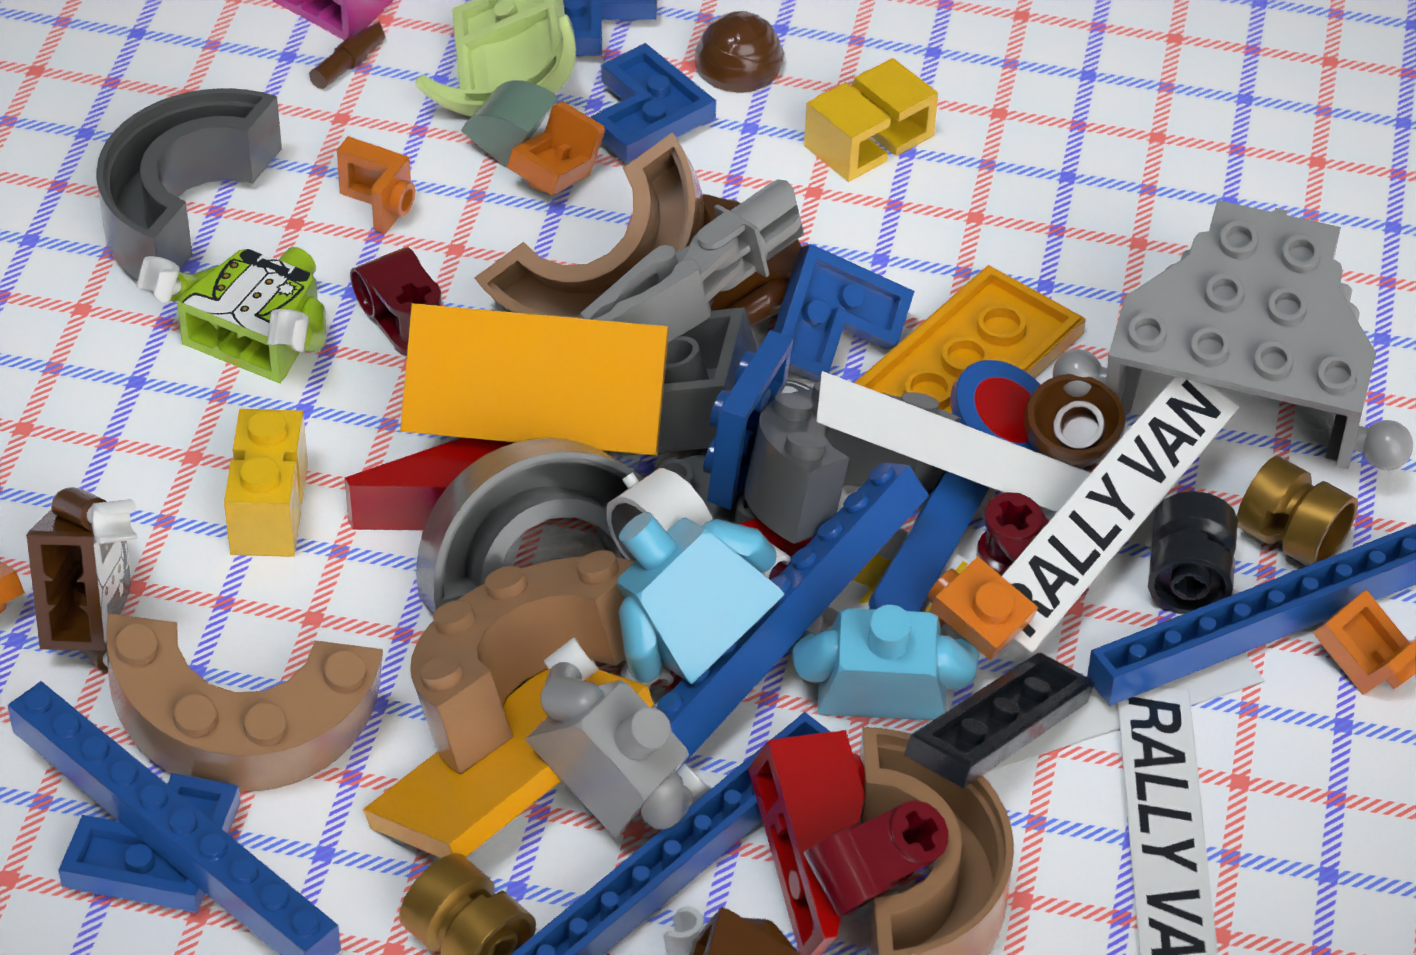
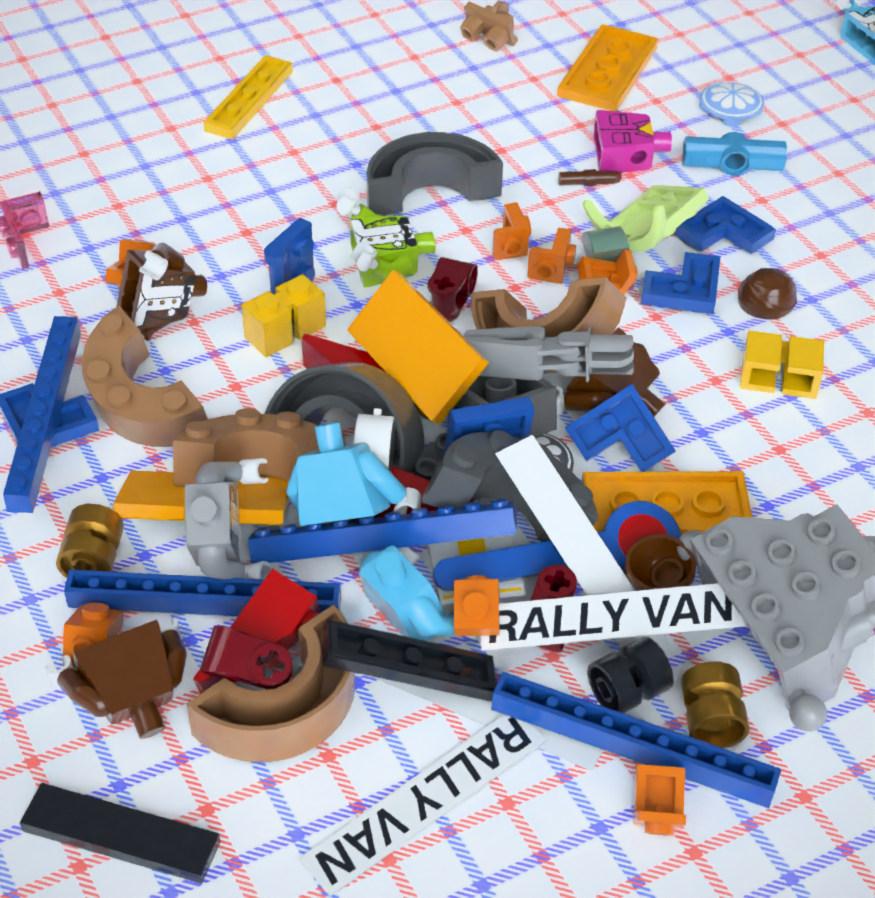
camera: 50 degrees right, 0 degrees up
(198, 414) = (291, 254): none -> blue plate
(468, 176) = (551, 264): none -> orange bracket

